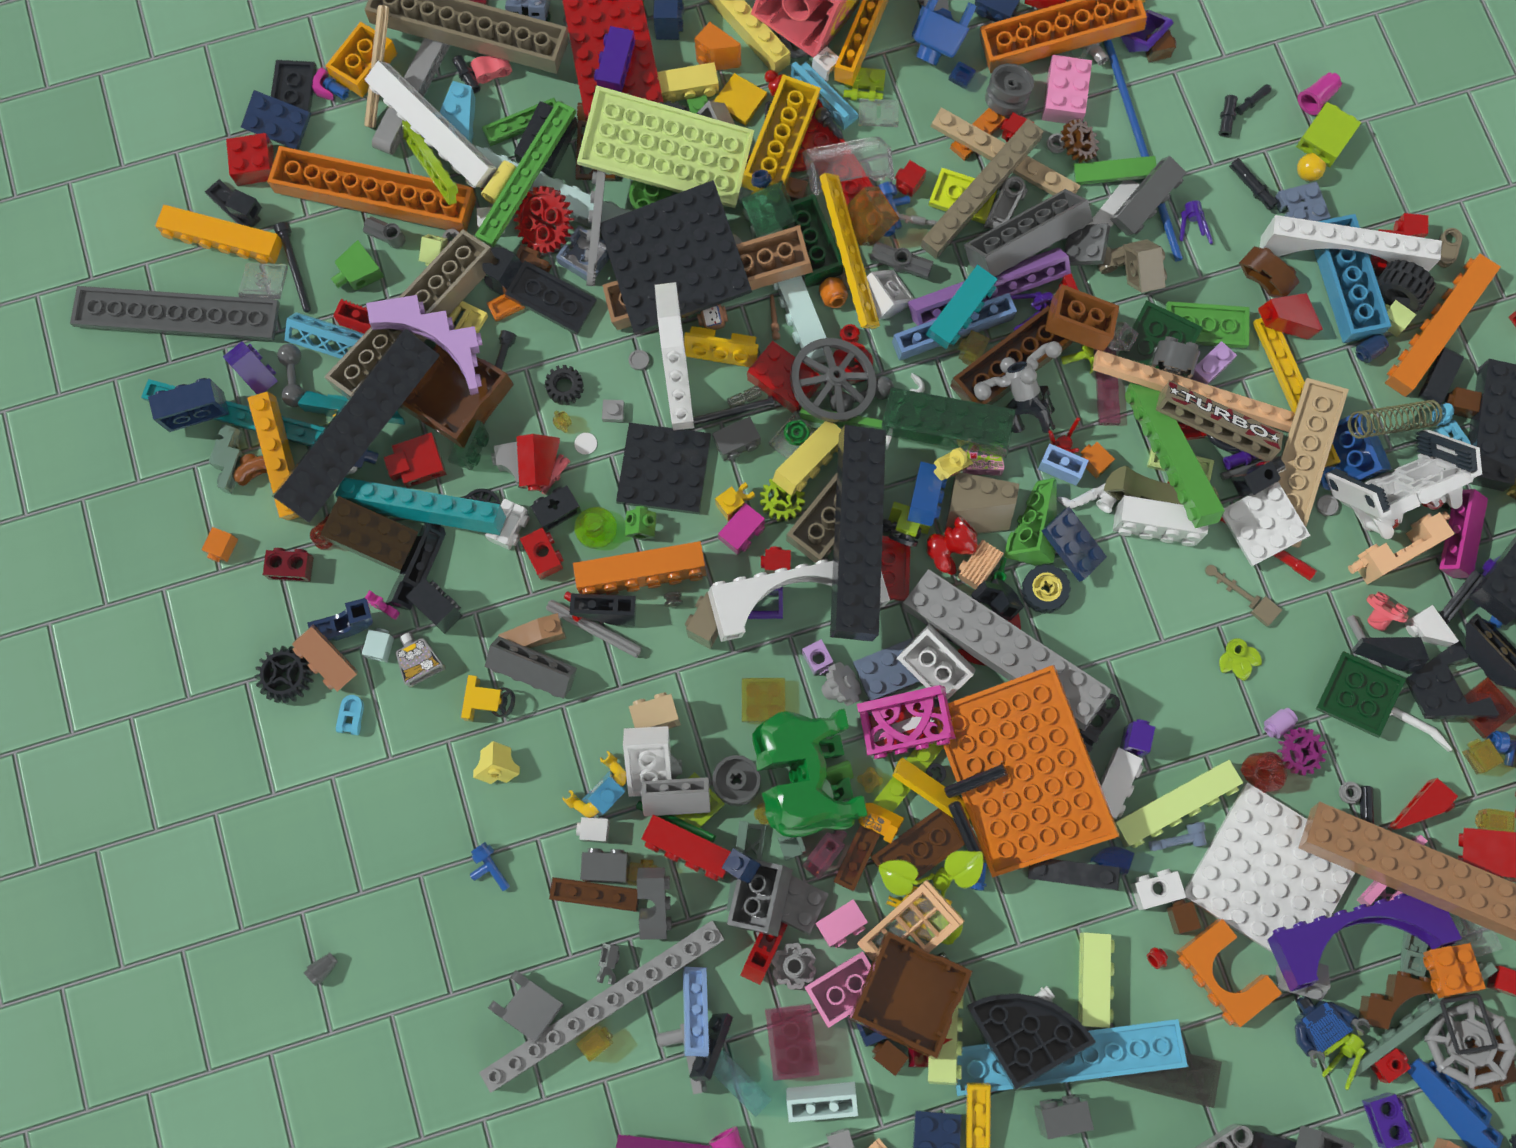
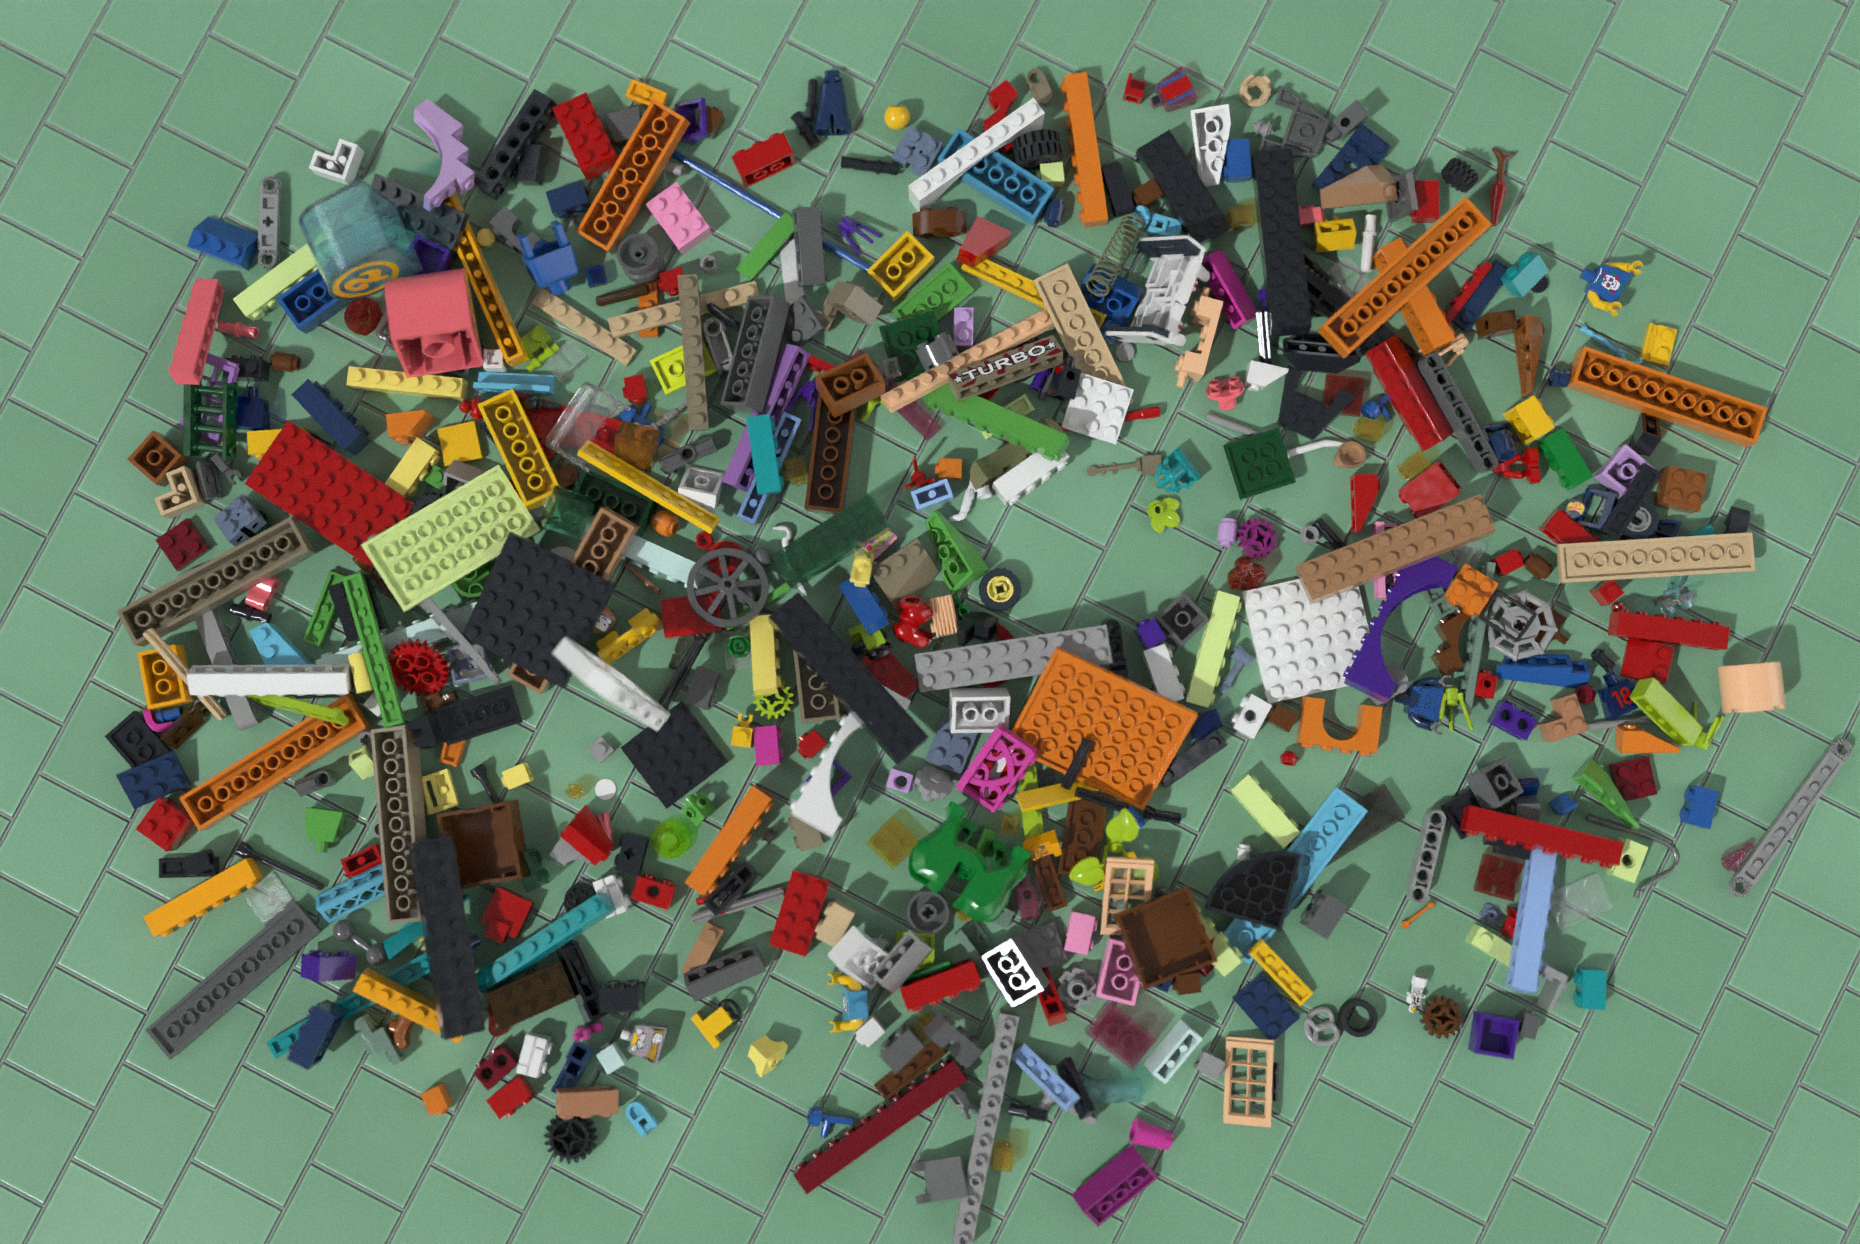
camera: 45 degrees left, 10 degrees up
(274, 598) = (510, 1096): none -> red brick
(324, 585) = (534, 1054): none -> white brick
(336, 106) = (185, 726): none -> dark brown plate
(410, 315) = (401, 829): lavender arch -> none
(525, 914) = (880, 1125): none -> dark red brick
(531, 368) = (517, 776): none -> light yellow brick
(570, 395) = (539, 762): black tyre -> none
(615, 58) = (349, 507): dark purple brick -> none
(634, 679) = (799, 912): none -> red brick
(638, 359) = (581, 697): light grey piece -> none
(652, 1027) = (1028, 1112): none -> black axle
(741, 865) = (986, 965): dark blue brick -> none
(761, 179) = (541, 499): dark blue plate -> none
(916, 103) = (584, 327): none -> tan plate
(969, 104) = (622, 295): none -> dark brown axle
(1003, 898) = (1162, 815): none -> black axle
(1027, 394) = (866, 472): wheel -> none
(1030, 183) = (714, 309): none -> black piece
(1074, 544) = (990, 543): dark blue plate -> none
(1079, 140) = (724, 249): reddish brown gear -> none
(1175, 105) = (763, 159): none -> red brick
(1175, 754) = (1181, 619): none -> dark grey brick
(1207, 275) = (900, 266): none -> yellow brick
(1262, 122) = (832, 110): none -> dark blue piece
(1288, 634) = (1180, 469): none -> teal piece
(1315, 97) = (852, 53): dark pink plant -> none
(1328, 133) = (885, 78): lime panel -> none
(1394, 652) = (1256, 415): black slope -> none
(1446, 760) = (1349, 455): none -> medium nougat piece

